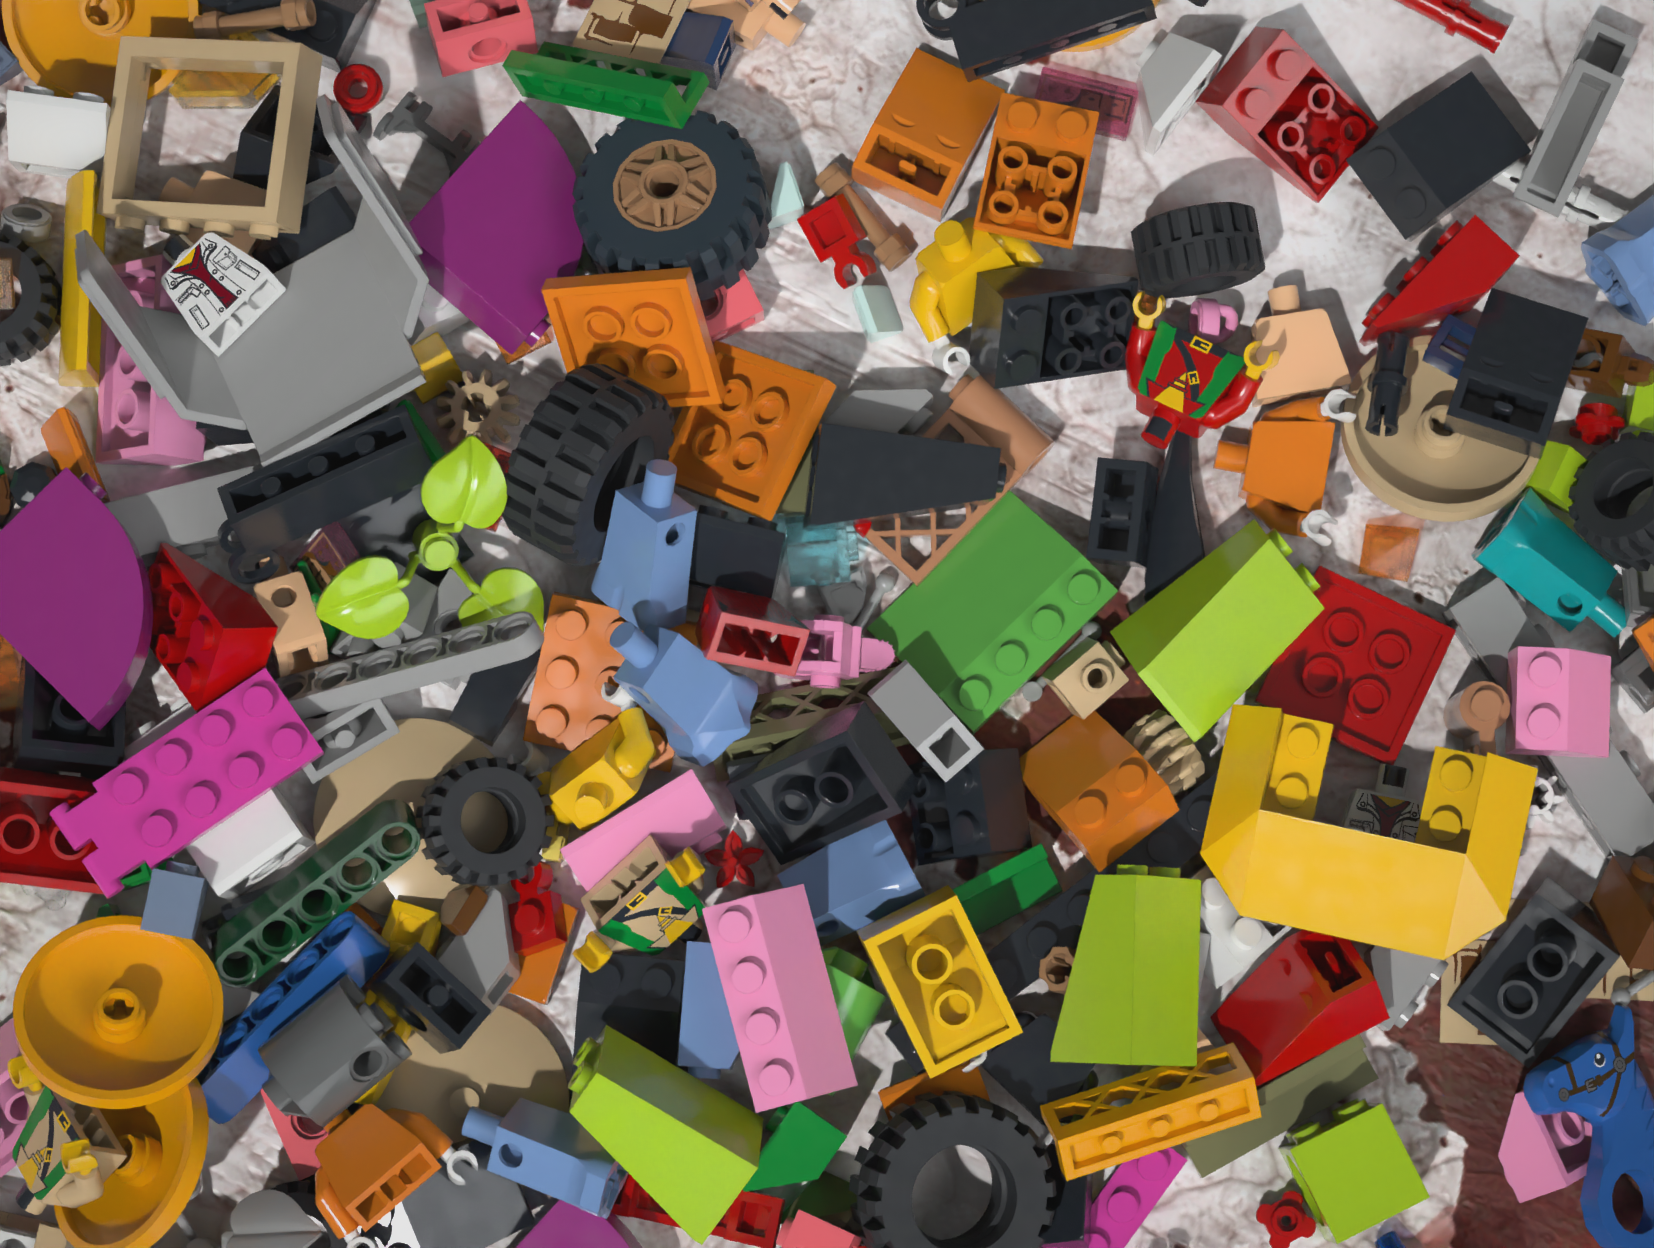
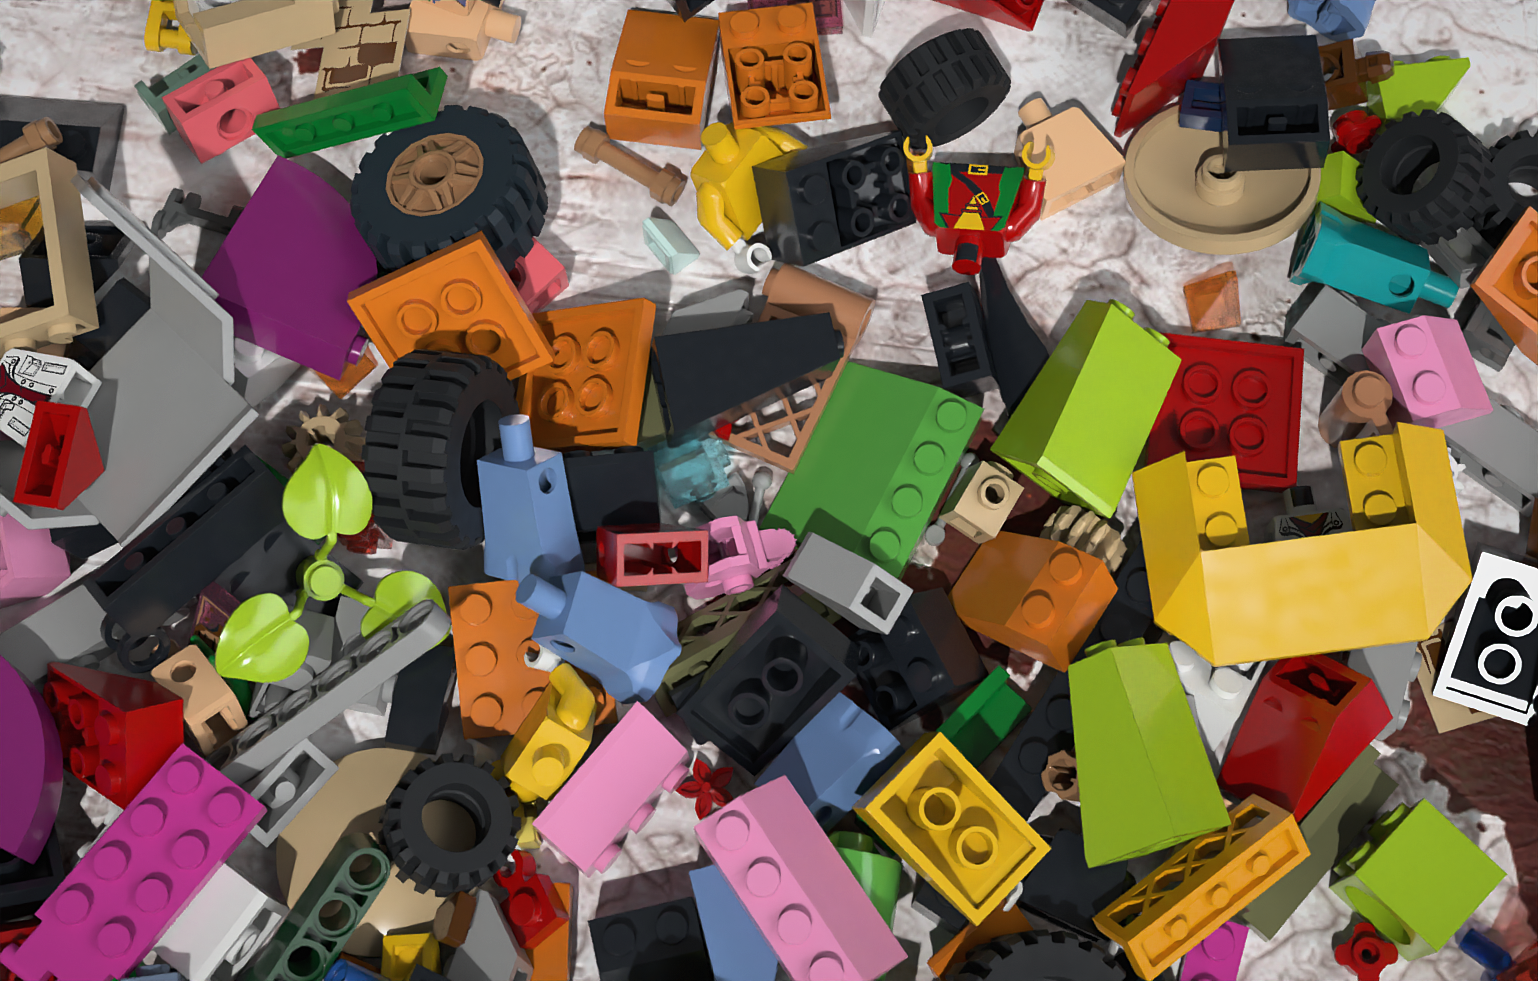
camera: 20 degrees left, 10 degrees down
(228, 361) = (58, 457): none -> red slope
(354, 74) = (126, 187): red plate -> none
(436, 365) = (269, 428): yellow slope -> none
(644, 904) = (634, 852): torso -> none
(702, 45) = (433, 47): dark blue slope -> none
(786, 198) = (554, 169): light aqua slope -> none
(834, 234) = (608, 187): red plate -> none
(1205, 320) = (973, 149): bright pink tile -> none
(1288, 464) = (1094, 250): orange torso -> none
(1387, 384) = (1159, 149): black pin -> none

